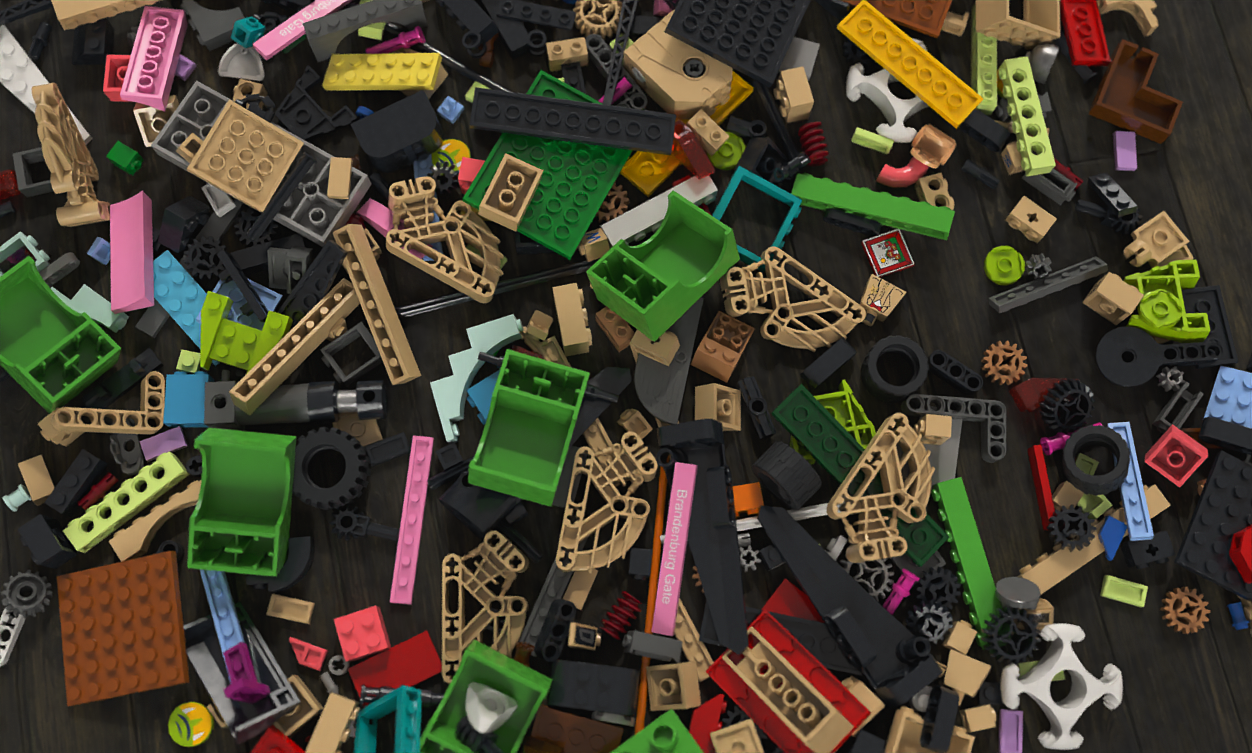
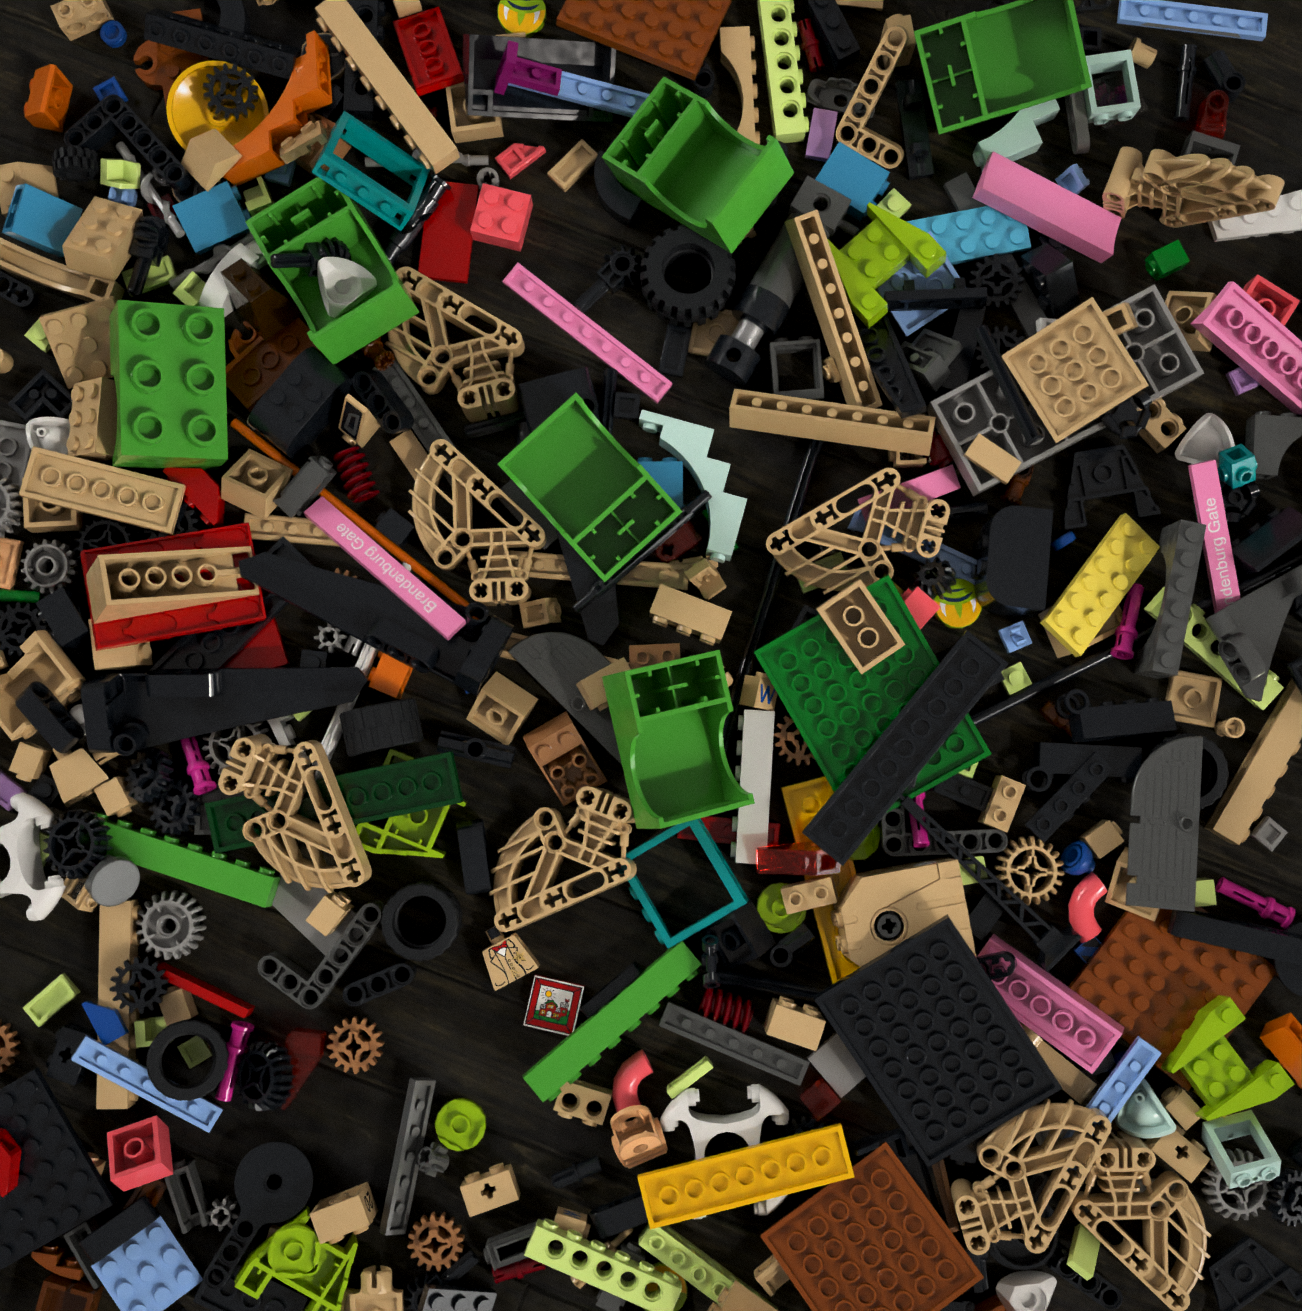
camera: 125 degrees right, 10 degrees up
(829, 55) = (820, 1098): none -> clear red panel
(832, 127) = (734, 1043): none -> dark grey plate
(1029, 539) = (155, 925): none -> light grey gear
(1095, 232) = (446, 1239): none -> medium nougat gear

